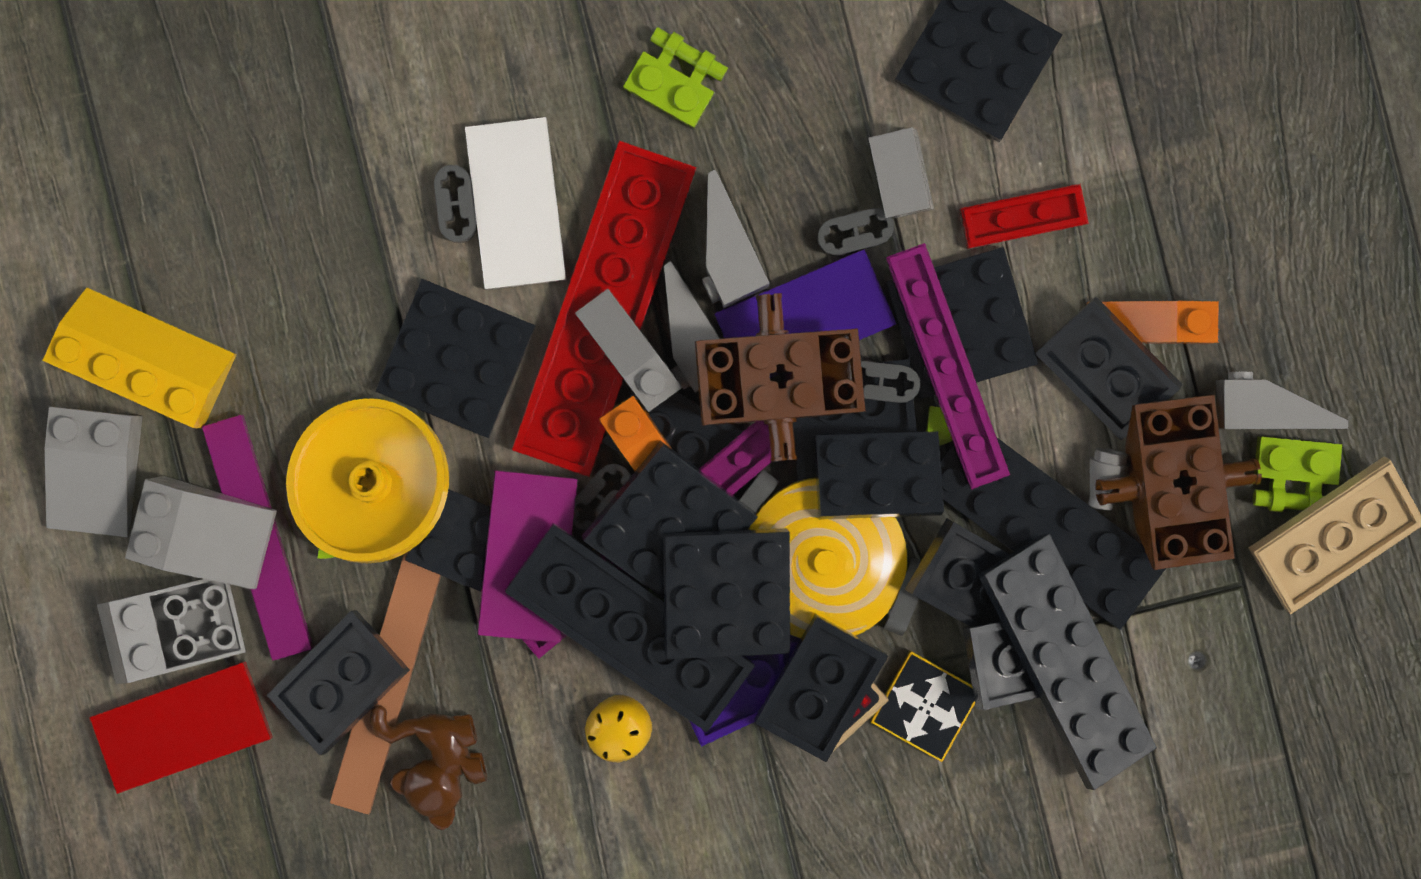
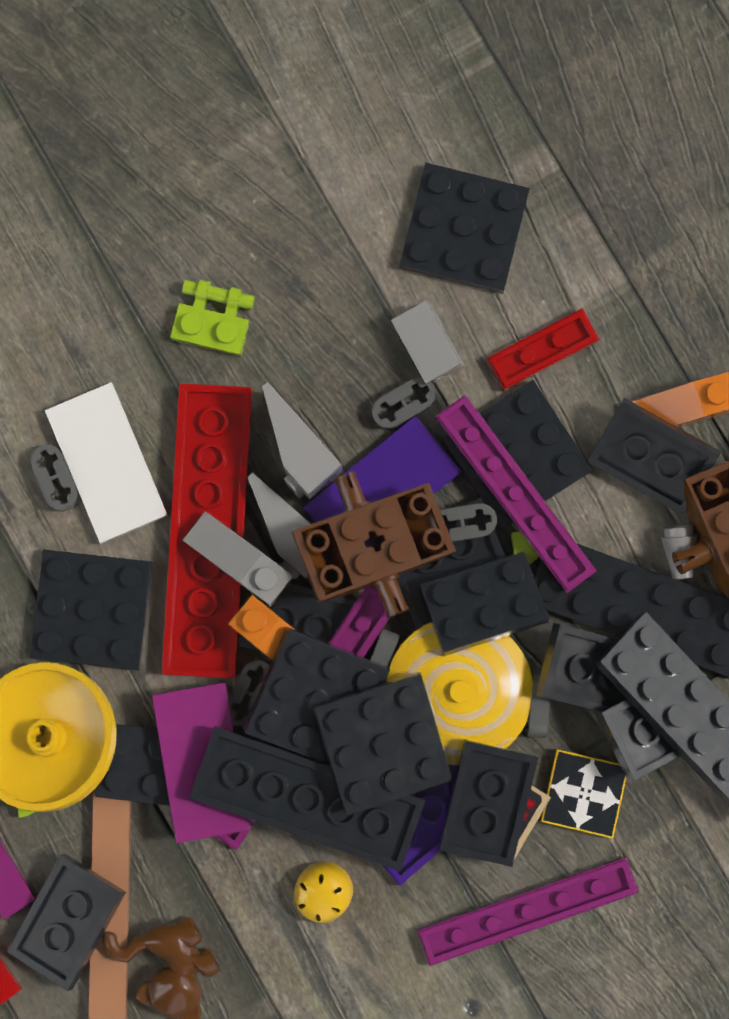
camera: 15 degrees left, 5 degrees down
(829, 811) = (527, 911): none -> magenta tile

